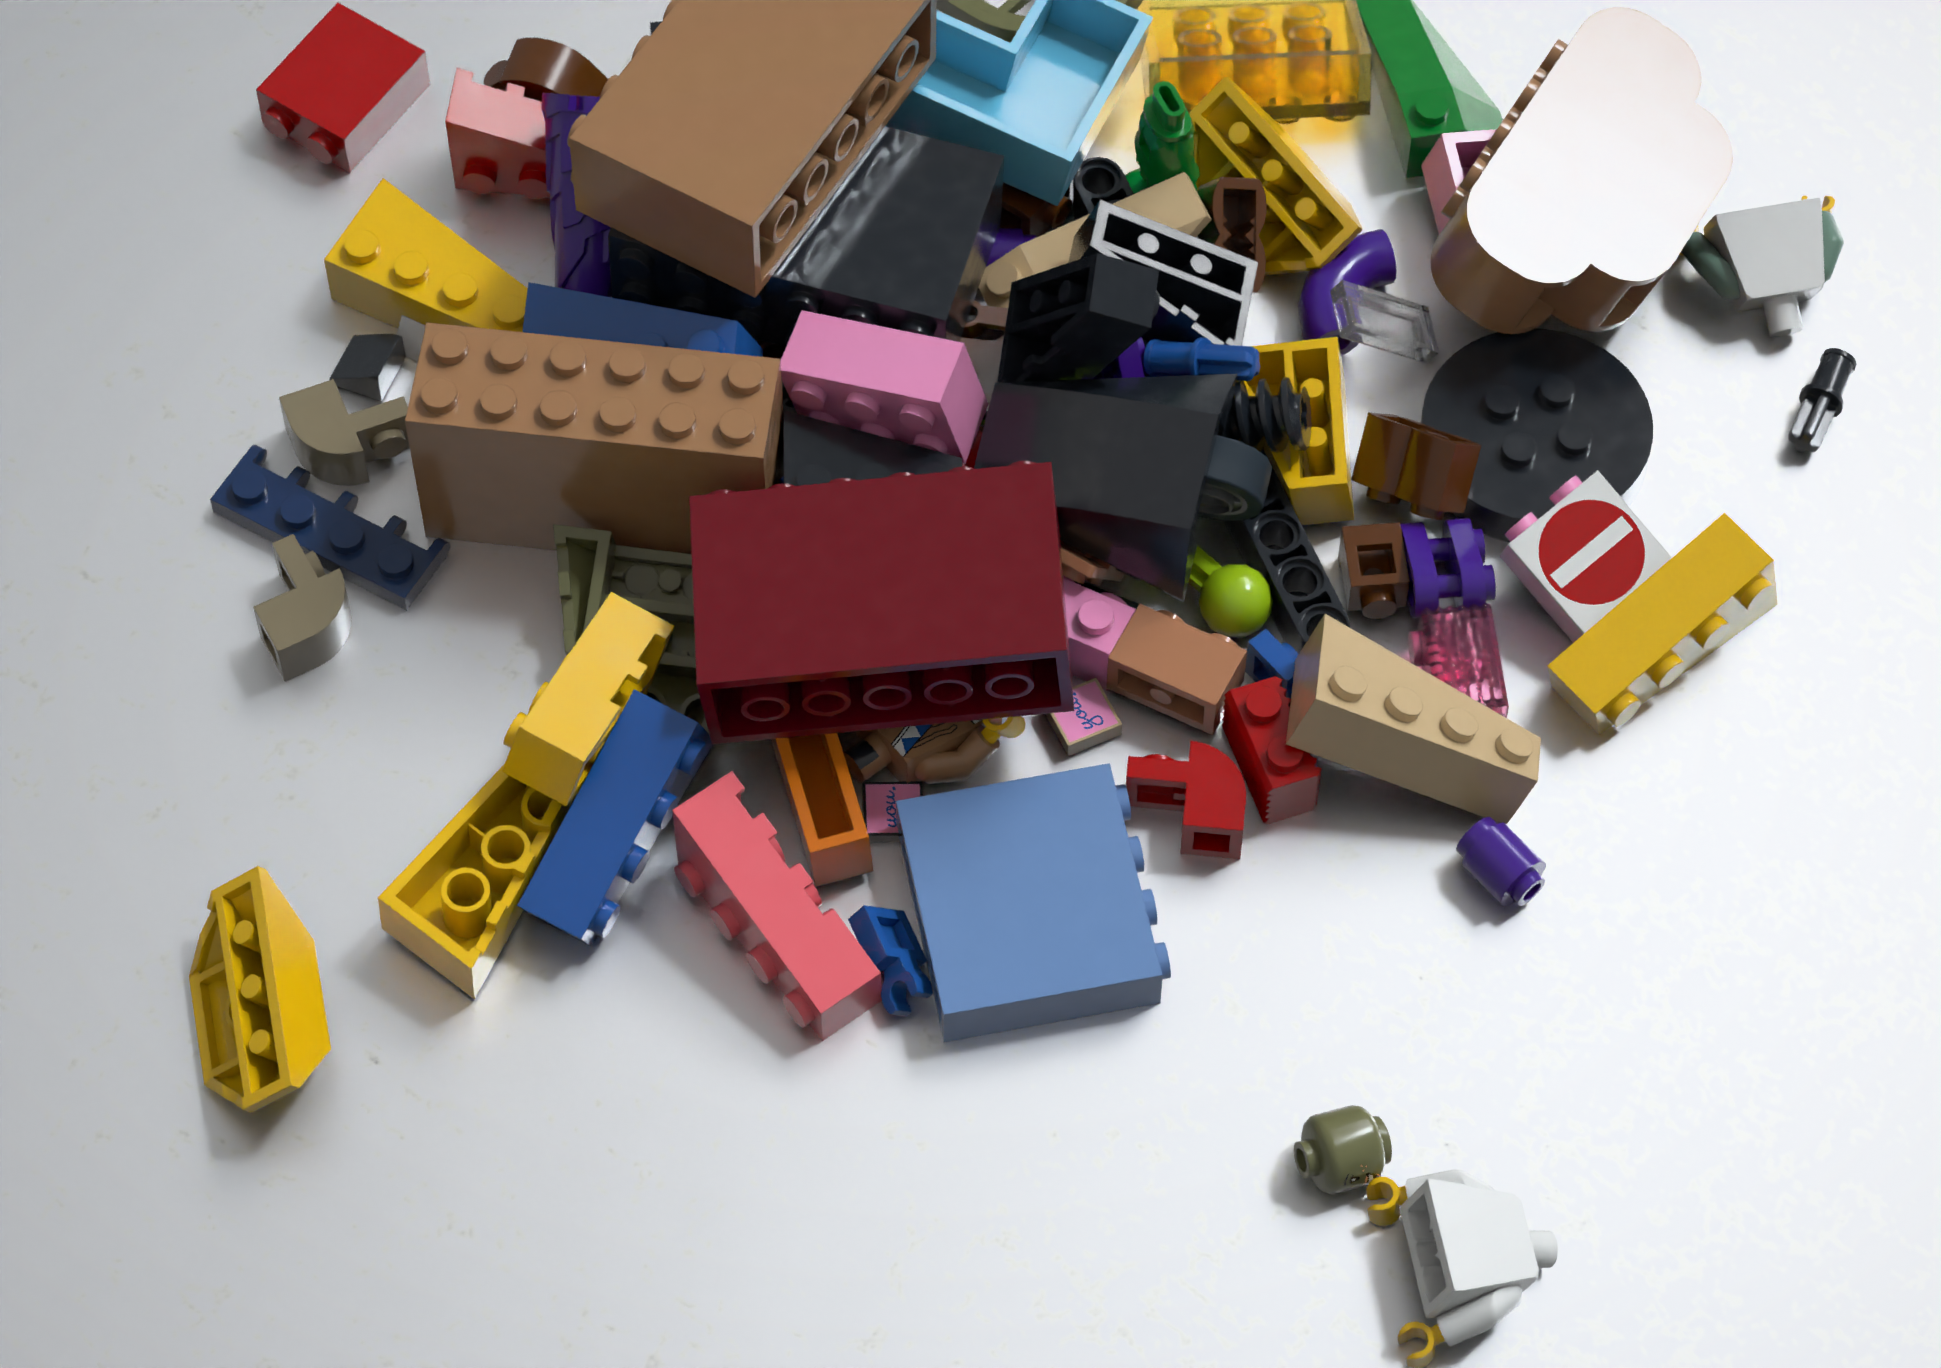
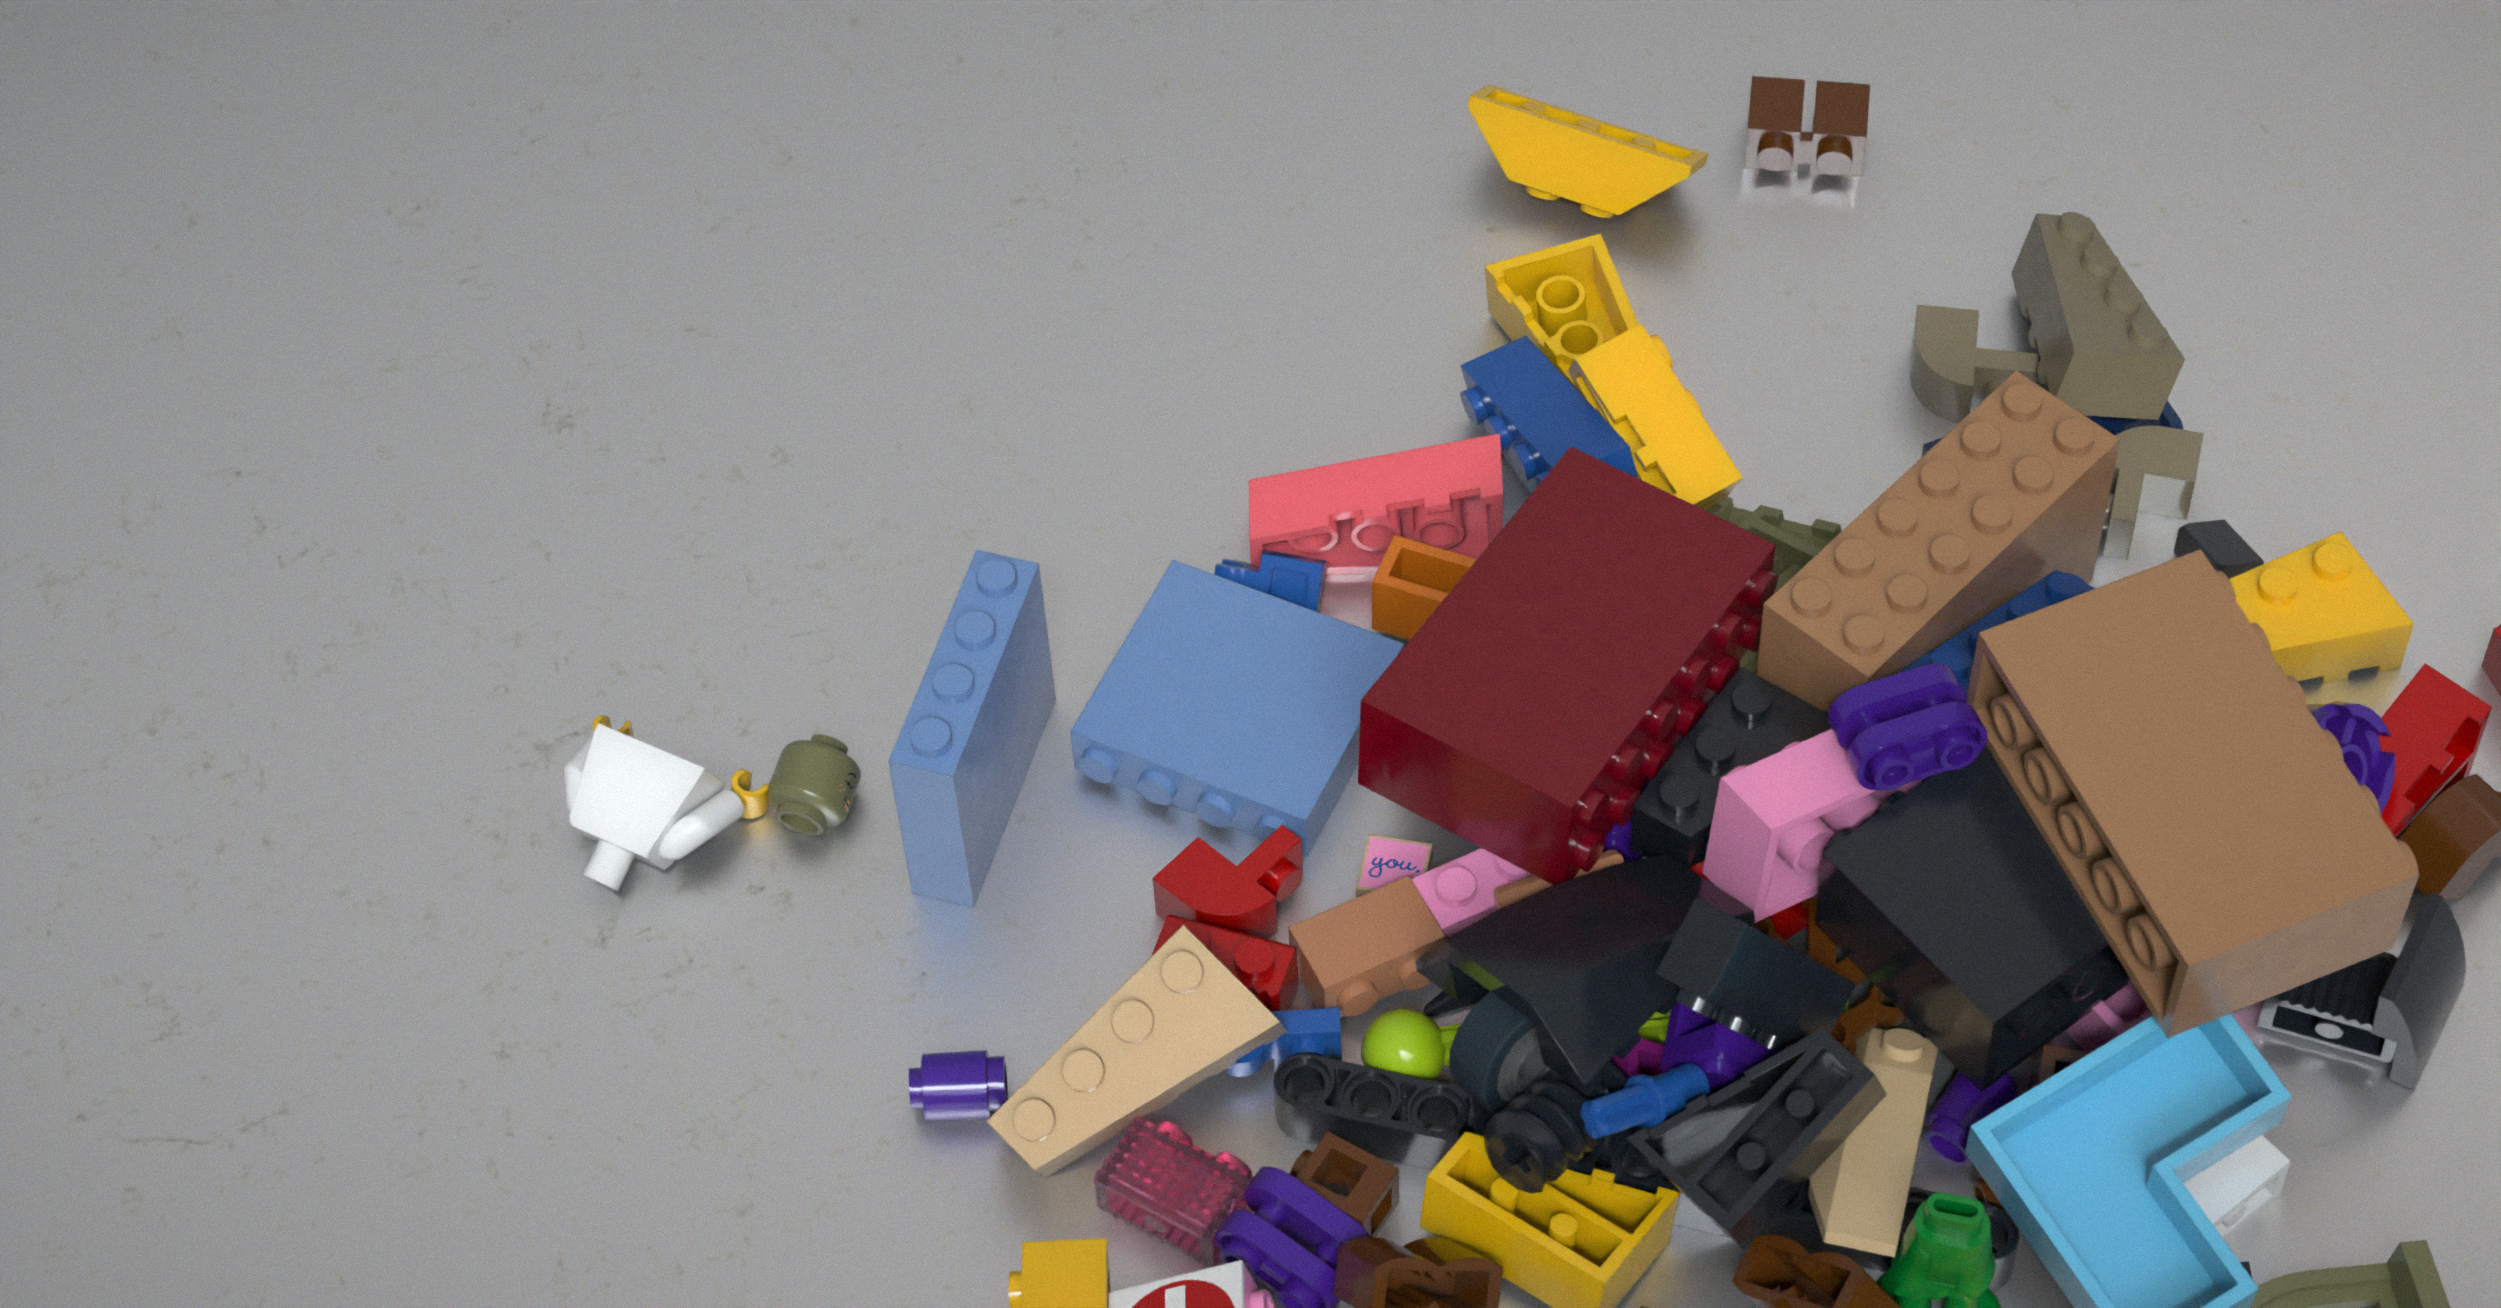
camera: 130 degrees right, 5 degrees down
(105, 865) = (1837, 132): none -> reddish brown piece
(220, 516) = (2091, 323): none -> dark tan wedge
(808, 275) = (1907, 727): none -> dark purple brick
(1242, 996) = (973, 728): none -> medium blue brick

